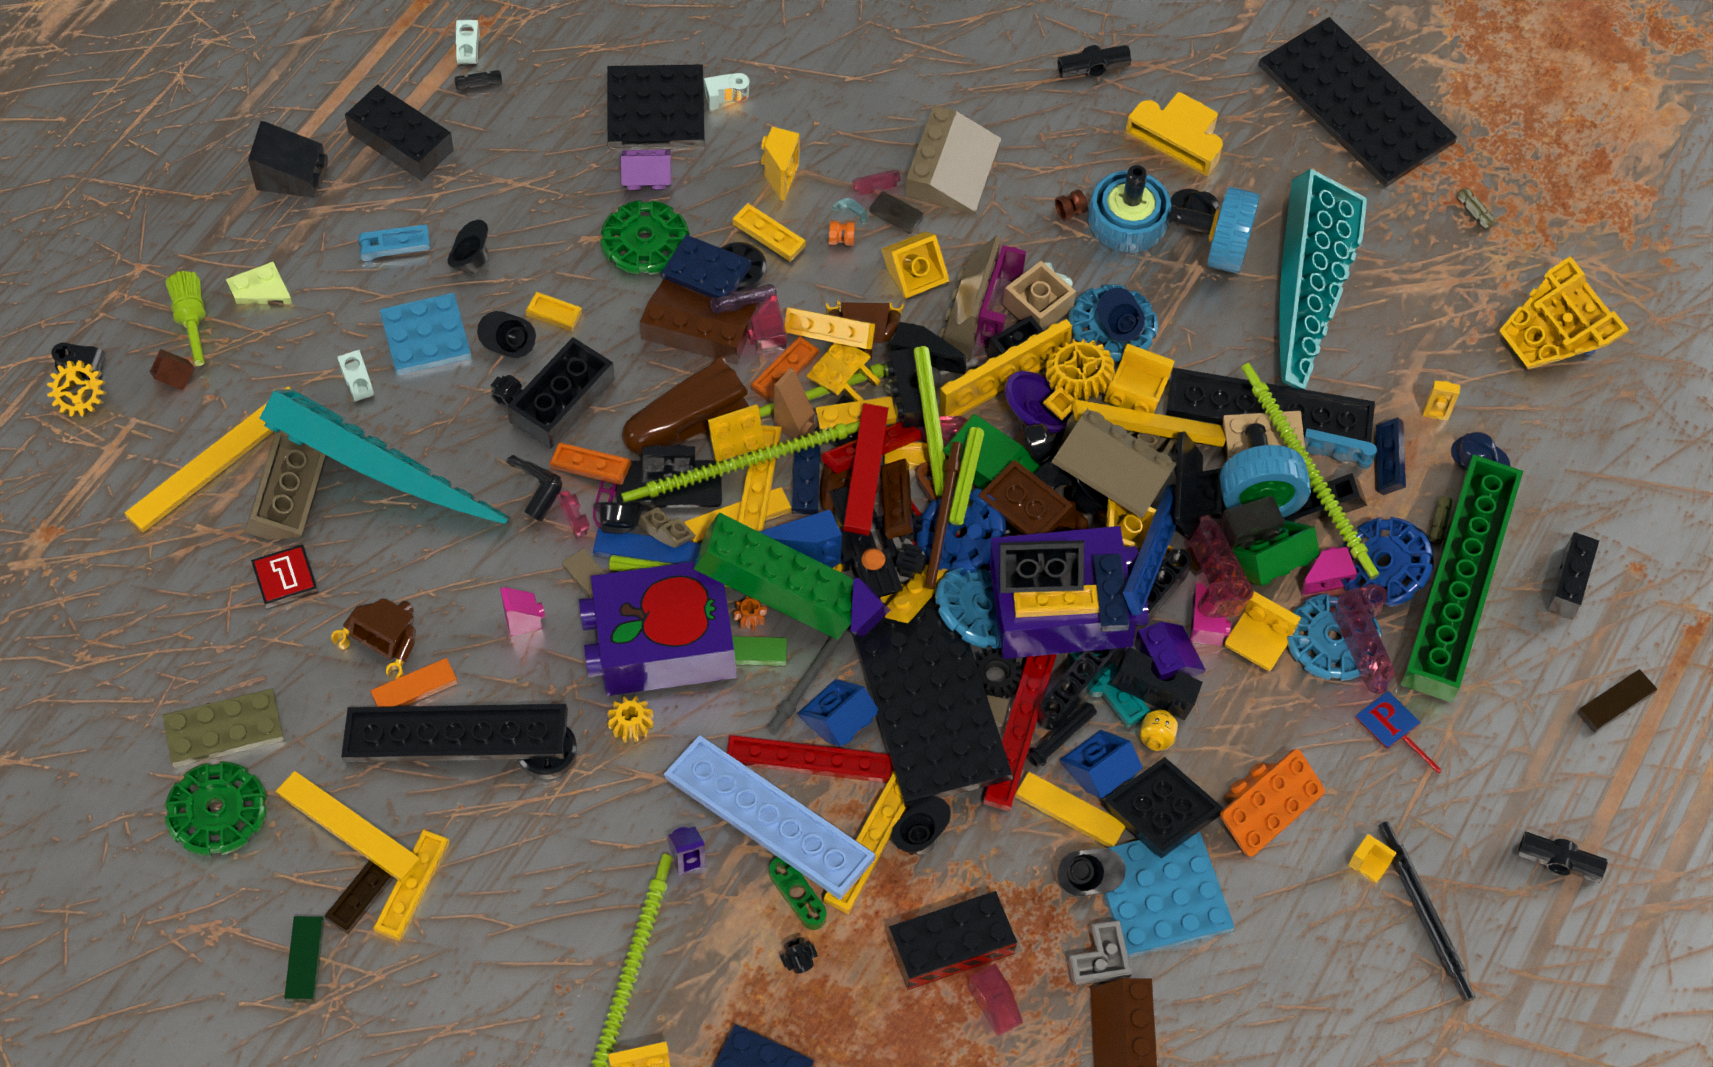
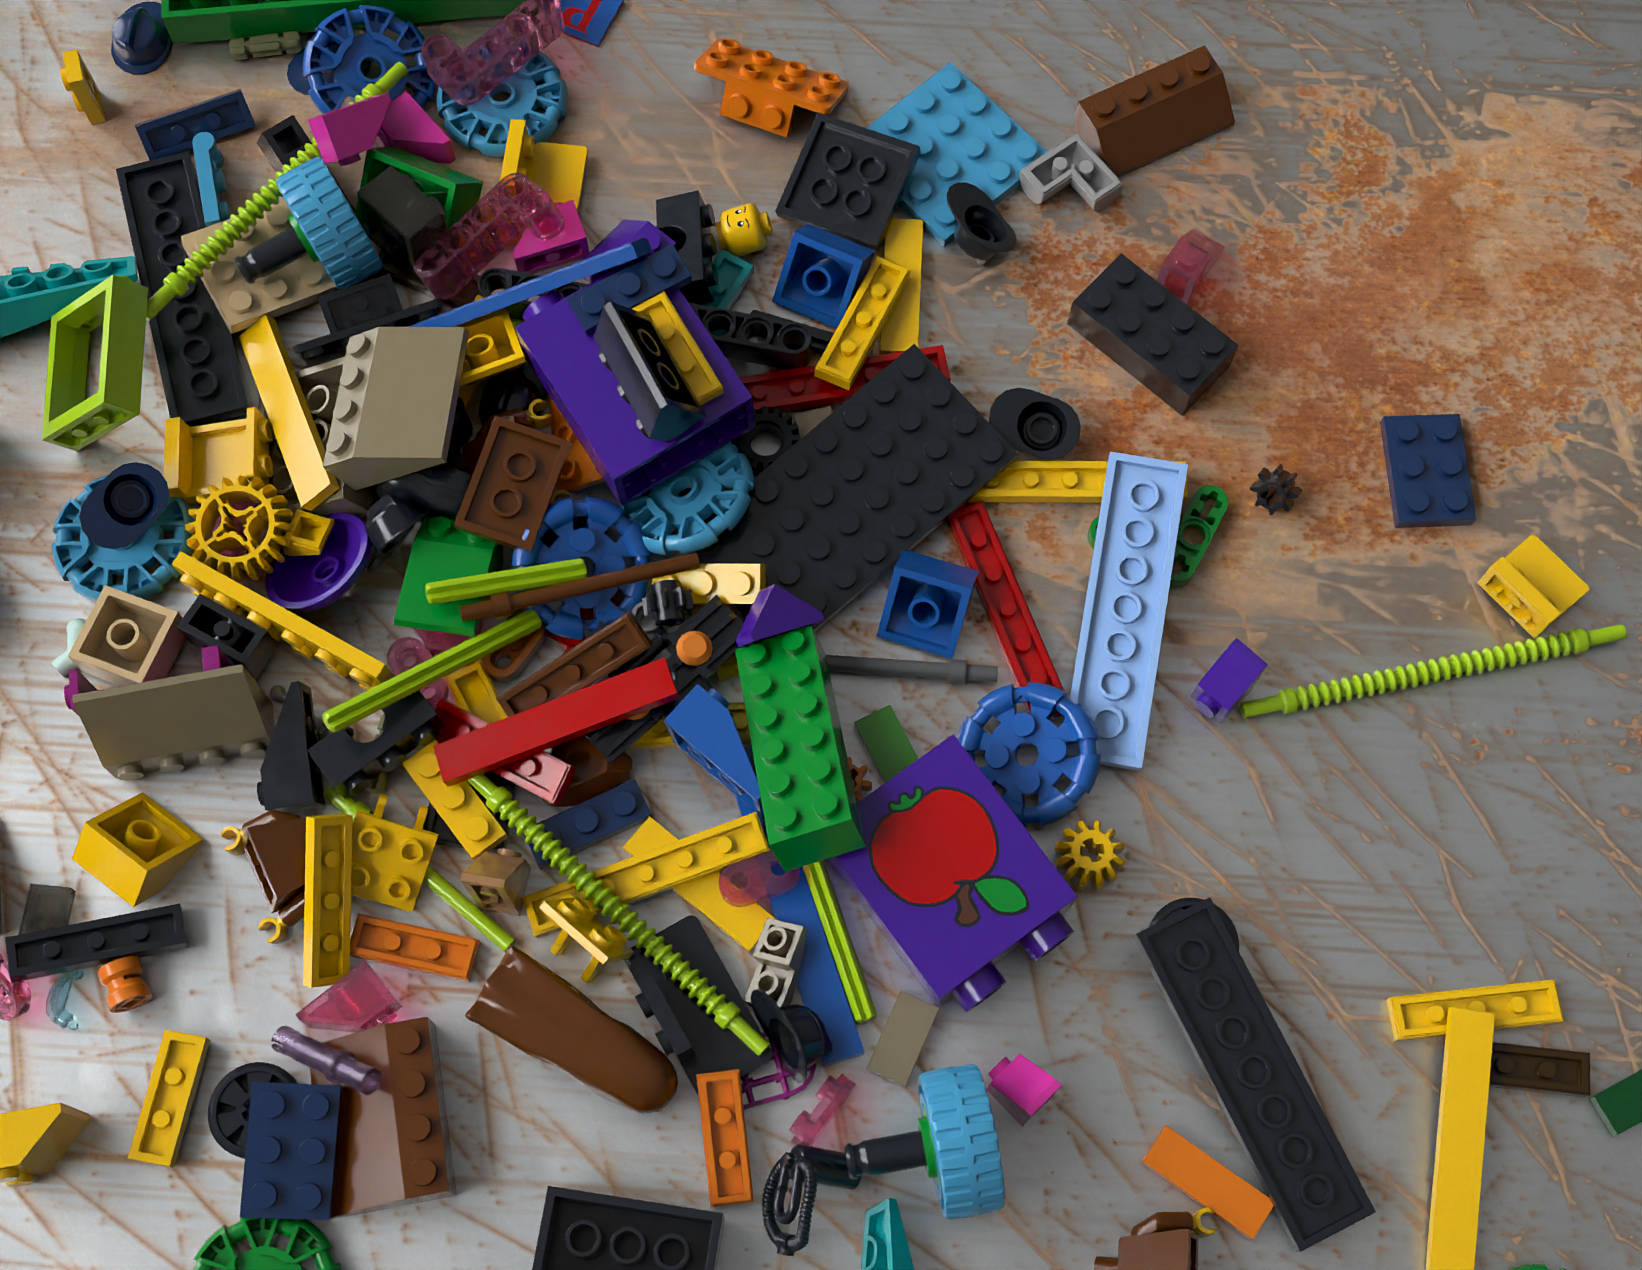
camera: 115 degrees left, 10 degrees up
(512, 550) = (952, 1141): none -> dark azure wheel
(713, 733) = (1036, 730): none -> blue plate
(870, 227) = (95, 942): none -> black plate
(1050, 763) = (862, 323): none -> yellow tile
(1227, 335) = (67, 415): none -> lime window
(1331, 517) = (349, 129): none -> dark pink slope

